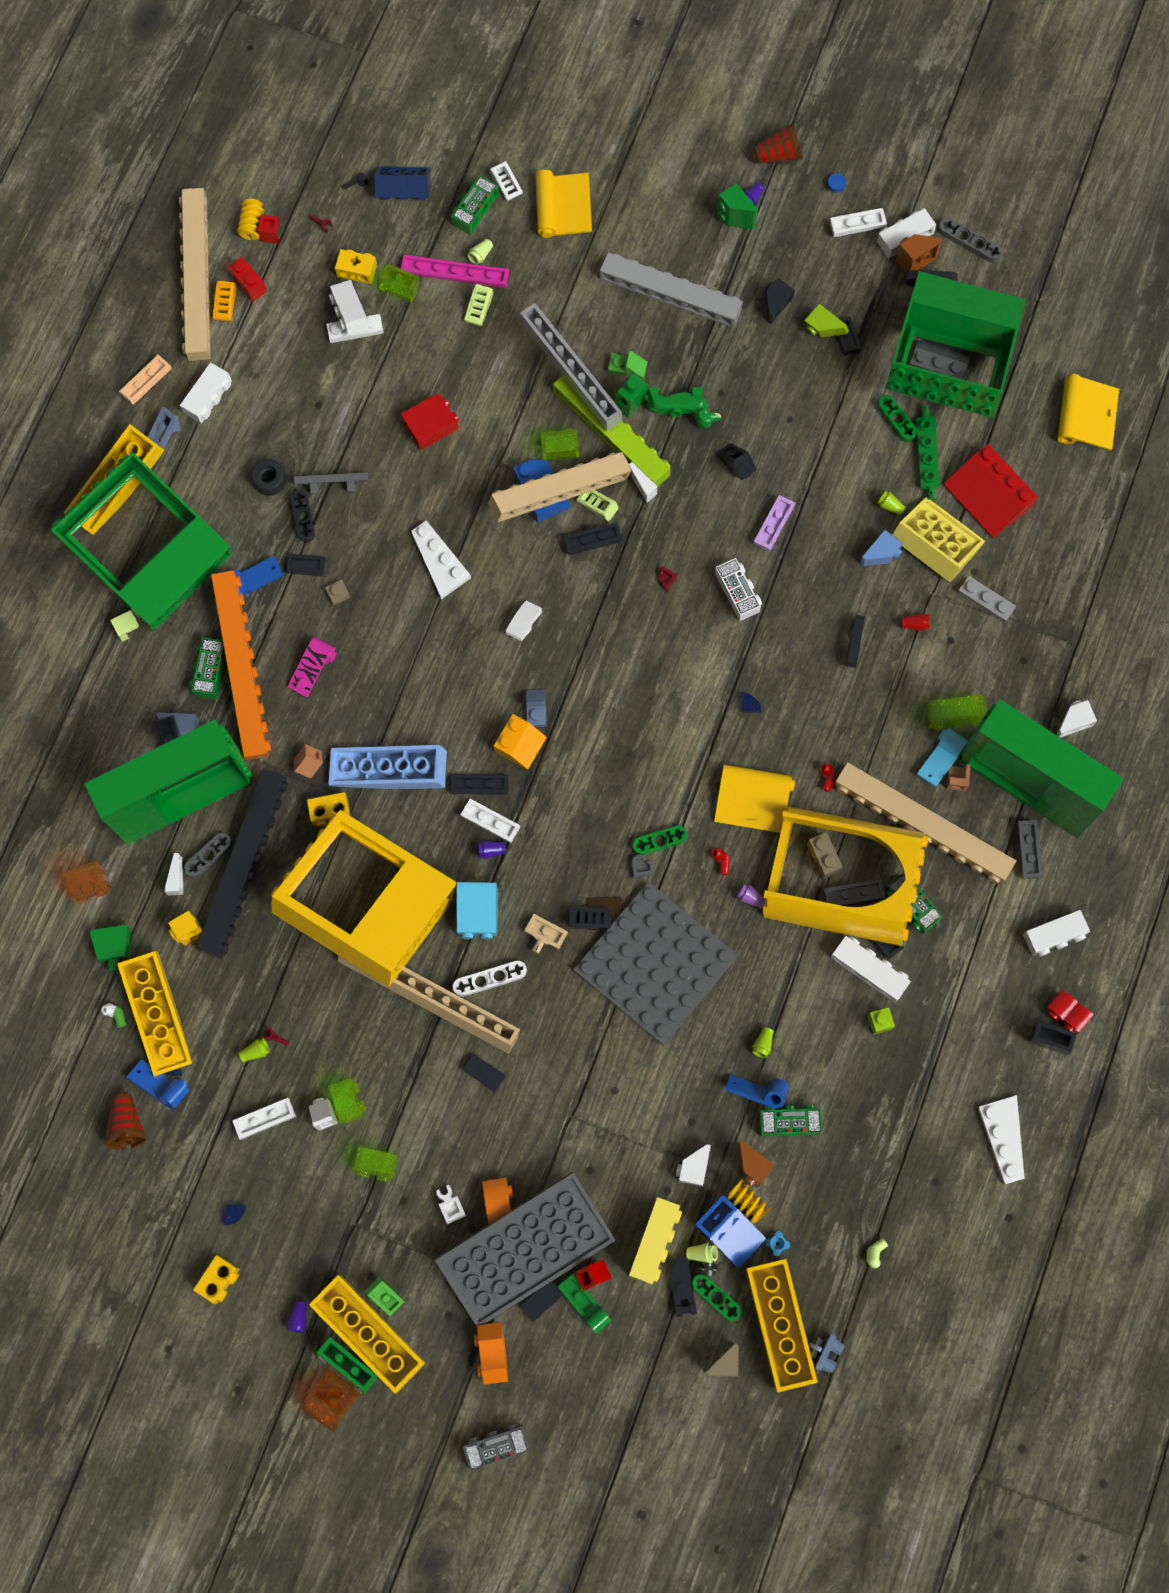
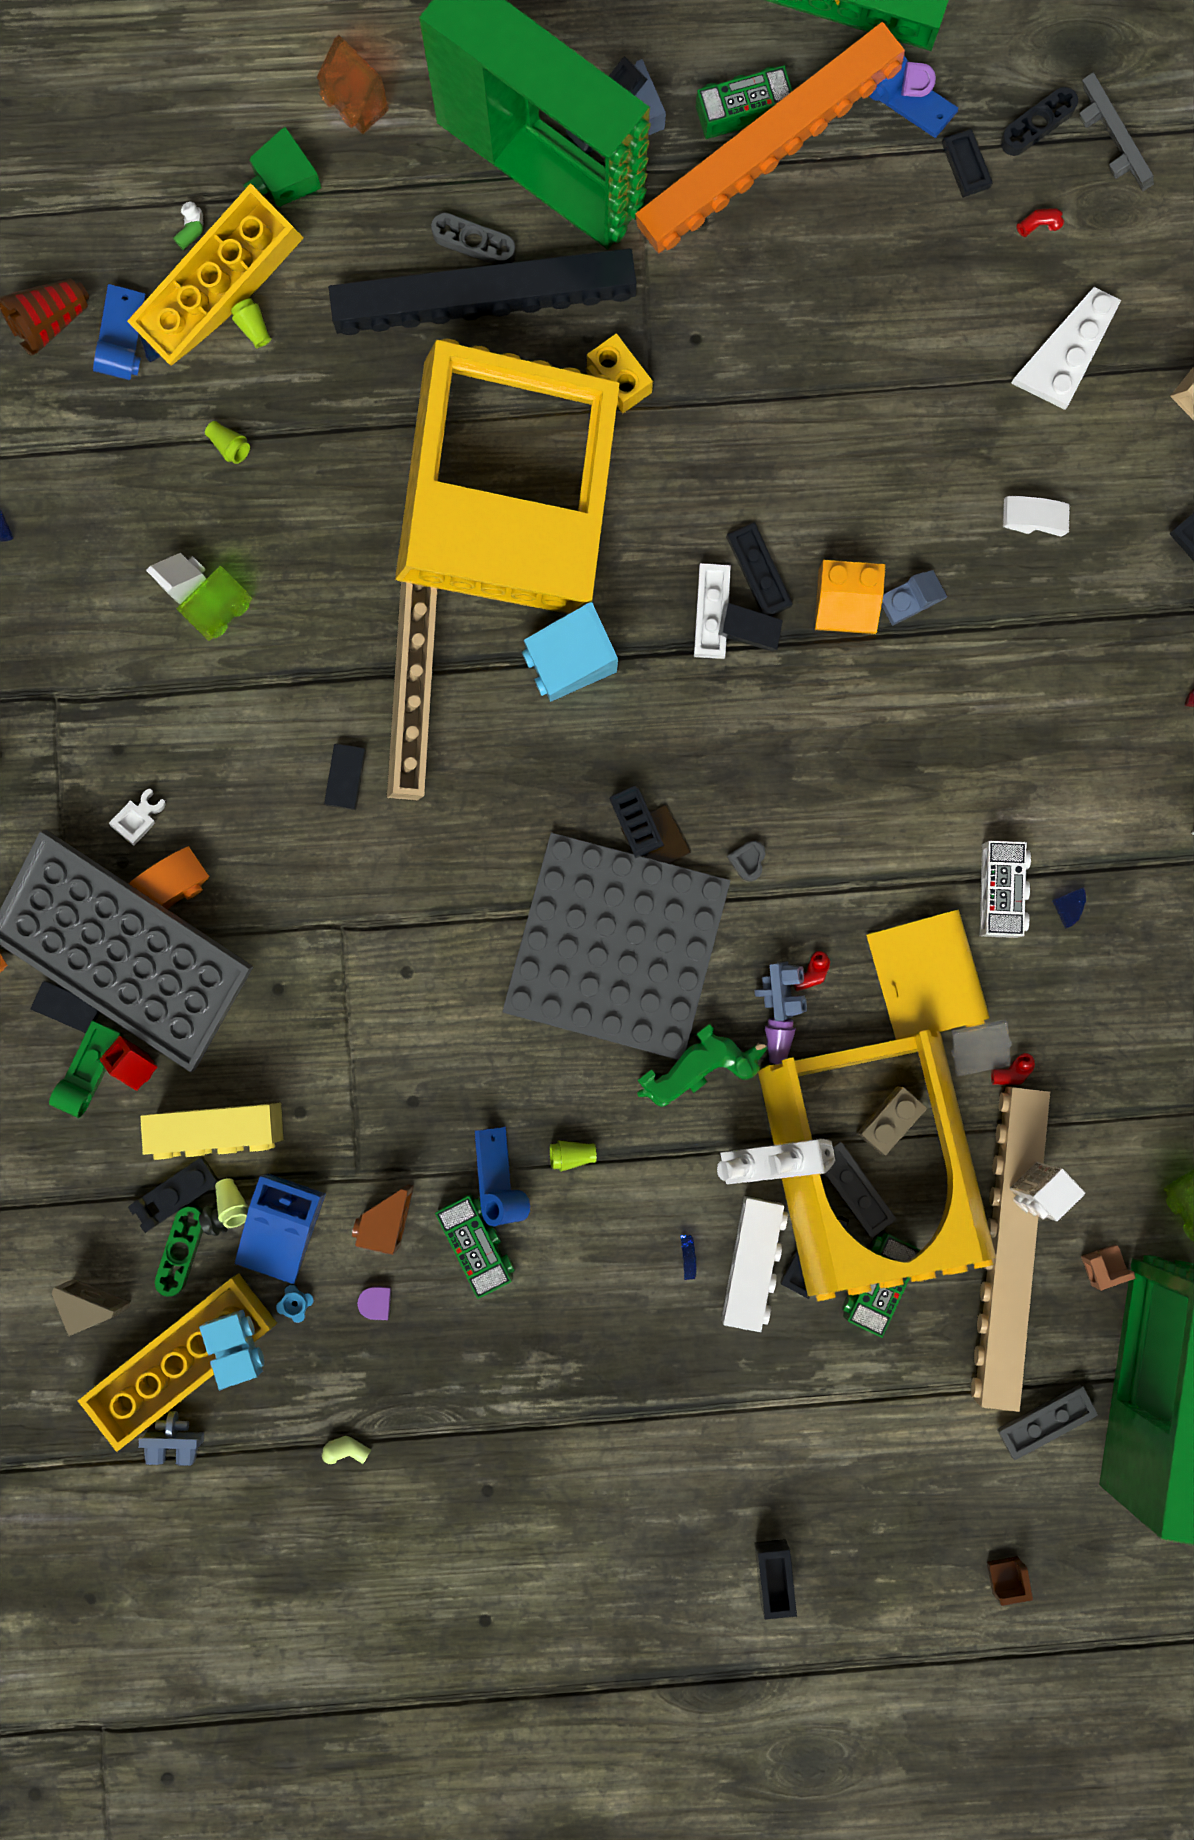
camera: 60 degrees right, 10 degrees up
(174, 882) = (420, 208): white slope -> none
(185, 928) = (349, 255): yellow brick -> none
(191, 1004) = (250, 321): none -> lime cone
(248, 570) = (918, 79): none -> medium lavender tile
(264, 467) = (1076, 23): black tyre -> none
(264, 1118) = (139, 502): white plate -> none
(273, 1036) = (260, 458): dark red hand -> none
(307, 761) = (675, 309): nougat panel -> none
(310, 666) = (819, 242): dark pink door -> none
(337, 592) = (948, 228): dark tan plate -> none
(357, 540) = (1038, 217): none -> red arm
(376, 1163) = (147, 686): clear neon green brick -> none
(388, 767) = (721, 427): light blue slope -> none
(489, 849) = (670, 631): dark purple cone -> none
(489, 976) = (485, 718): white beam -> none
(510, 804) = (750, 627): none -> black tile
(545, 933) = (584, 767): tan plate -> none
(644, 839) = (813, 868): green beam -> none
(694, 1167) = (346, 1136): white slope -> none
(716, 877) = (778, 992): none -> sand blue hips
(724, 735) = (1004, 889): none -> brick
(743, 946) = (697, 1063): none -> green animal
(747, 1202) = (331, 1237): yellow piece -> none
(787, 1283) = (234, 1349): none -> medium azure piece
(797, 1196) = (375, 1302): none -> medium lavender tile
(806, 788) = (981, 1048): none -> clear piece
(818, 926) = (776, 1161): none -> white hose
(851, 1004) = (688, 1257): none -> clear blue tile
(881, 1021) = (682, 1313): lime brick -> none
(899, 788) = (1046, 1191): none -> white brick
(943, 757) = (1127, 1230): medium azure door -> none
(1003, 1132) = (600, 1564): white wing -> none
(1056, 933) = (936, 1518): white brick -> none
(1069, 1012) = (826, 1586): red brick -> none
(1108, 910) = (1009, 1581): none -> reddish brown panel

